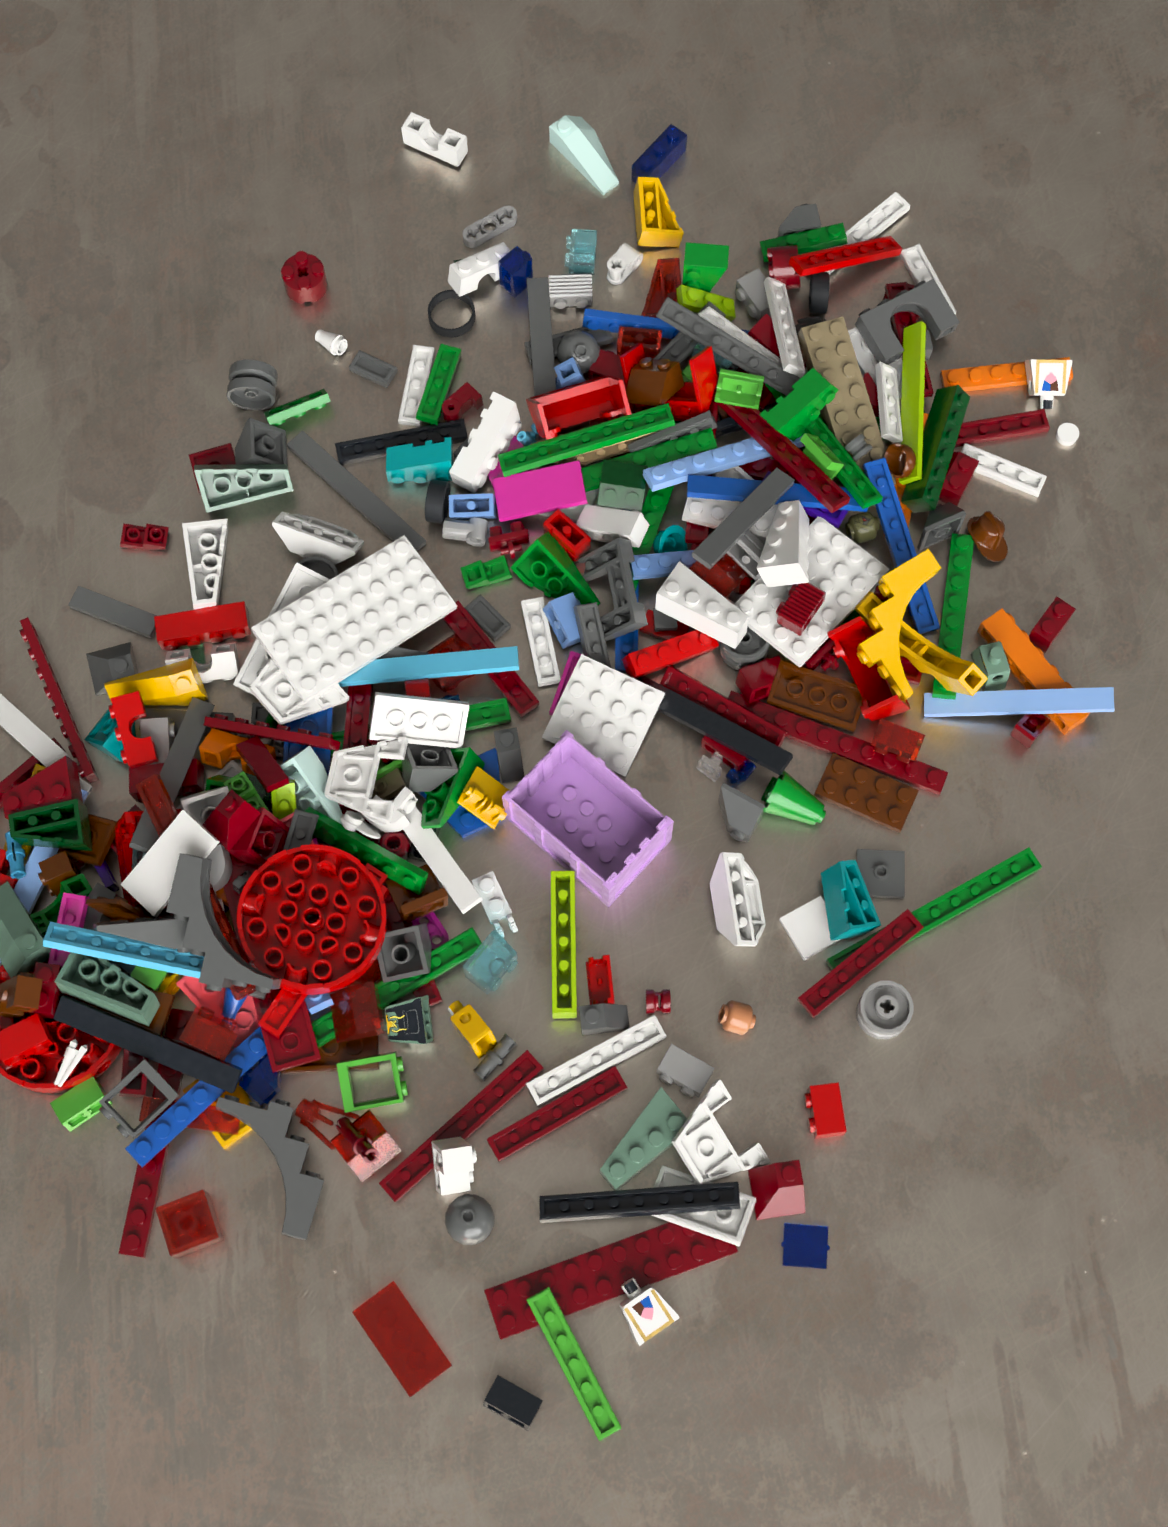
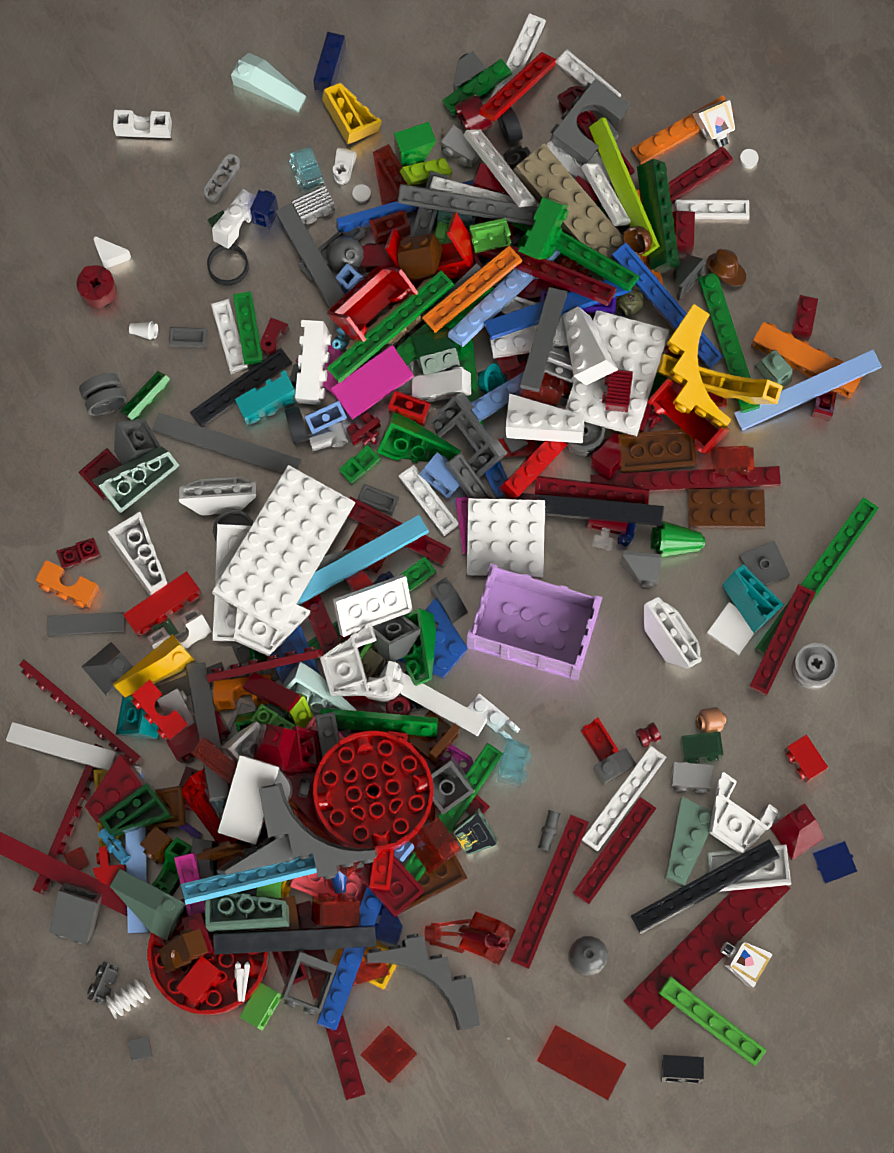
camera: 25 degrees left, 5 degrees up
(125, 576) = (81, 593): none -> orange arch
(336, 253) = (111, 253): none -> white slope
(347, 1088) = (452, 902): bright green window -> none
(356, 821) = (361, 704): white plate -> none
(453, 1165) = (559, 922): white brick -> none
(472, 1028) = (529, 820): yellow torso -> none
(484, 798) = (449, 641): yellow hinge -> none
(563, 945) = (560, 724): lime brick -> none
(627, 300) = (361, 194): none -> white tile
(692, 436) = (472, 289): none -> orange plate
(712, 1043) = (701, 747): none -> clear green brick
(821, 455) = (577, 262): bright green panel -> none
(858, 447) = (602, 243): dark grey wheel -> none

